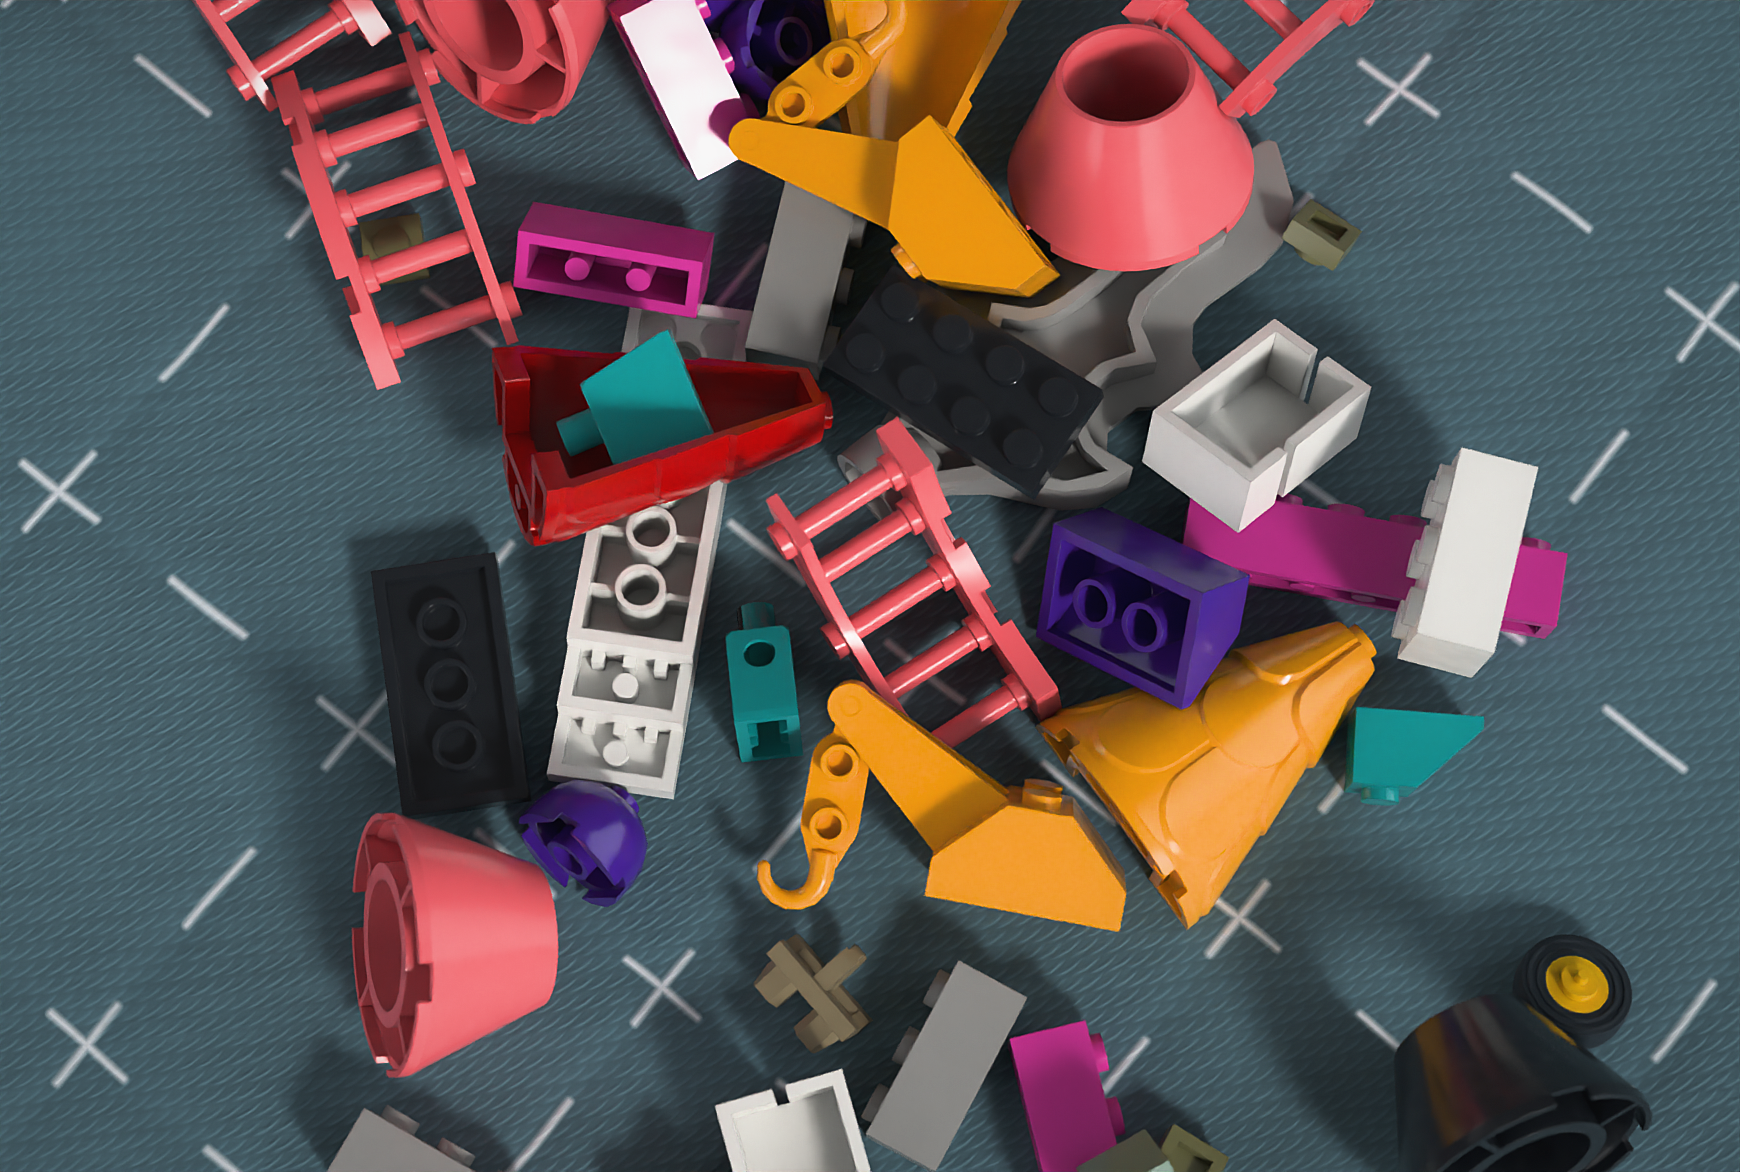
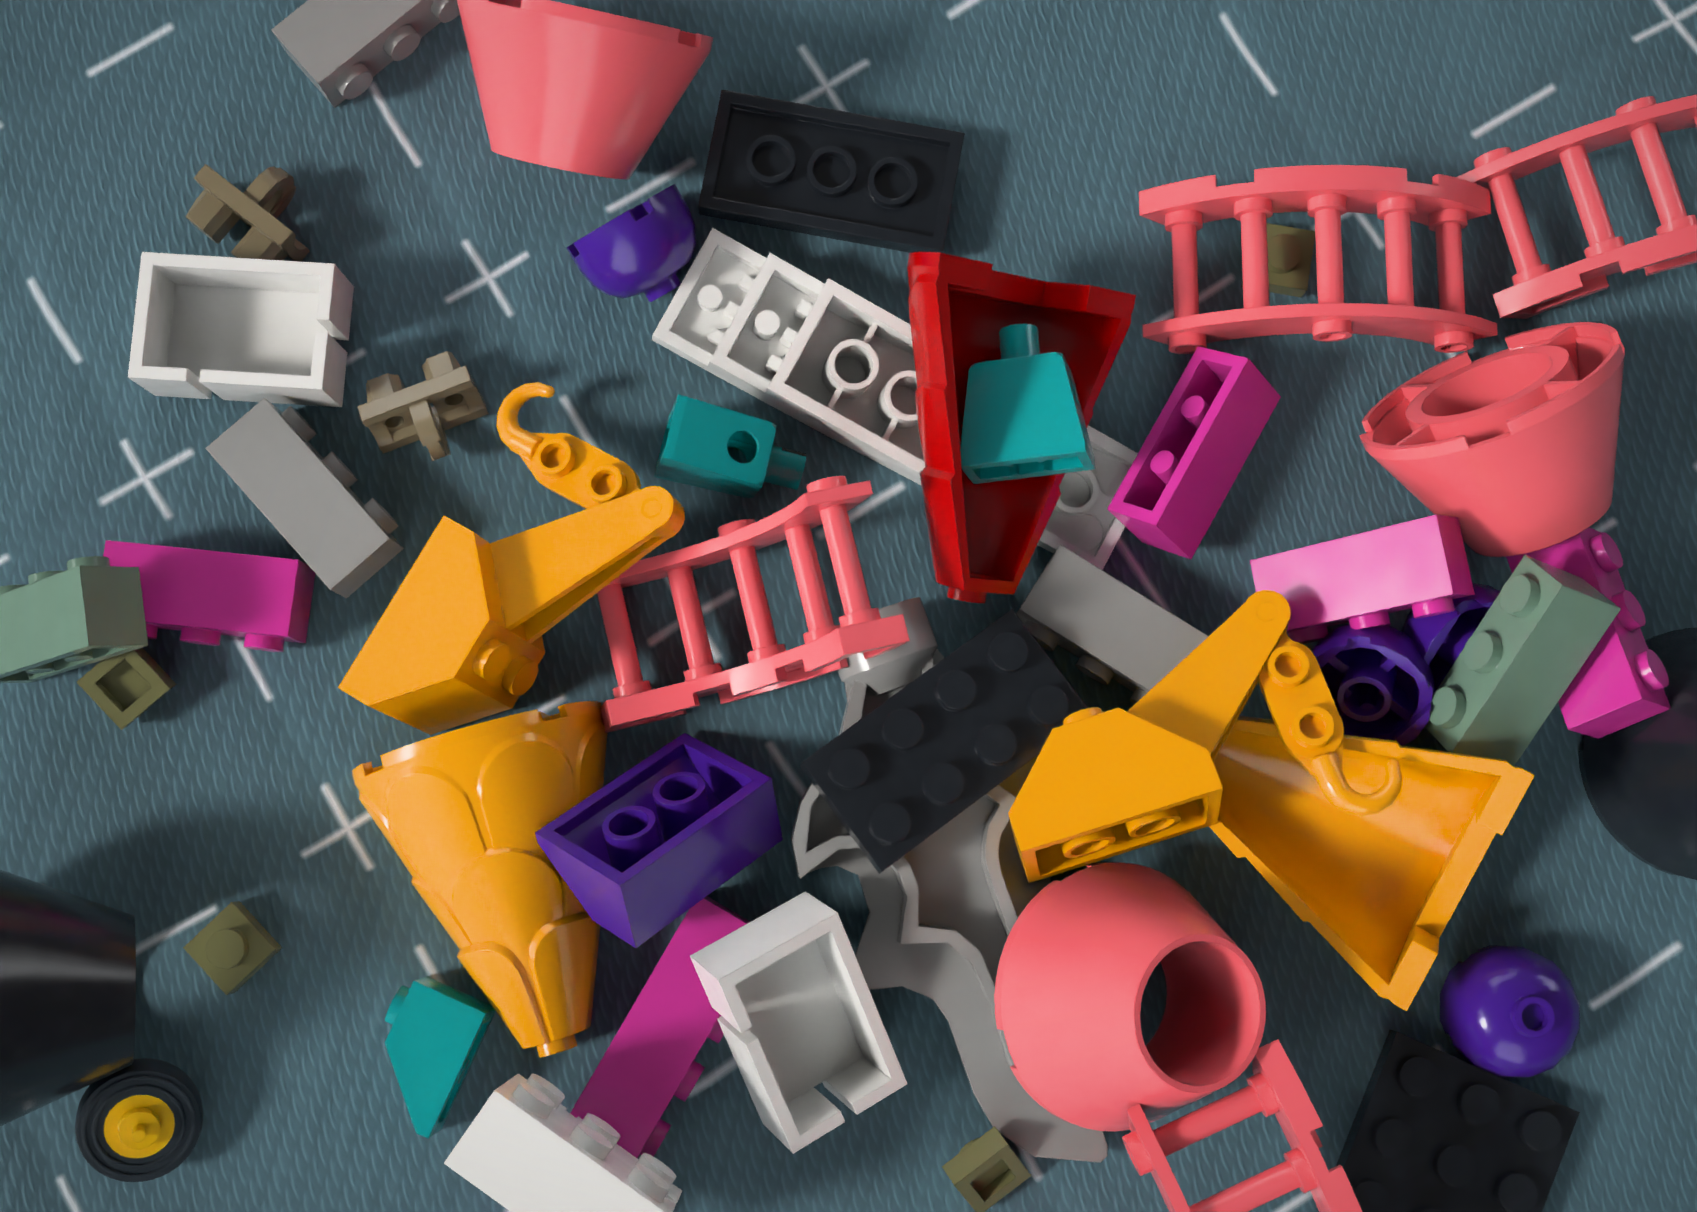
camera: 105 degrees right, 5 degrees up
(1387, 977) = (232, 947): none -> olive plate

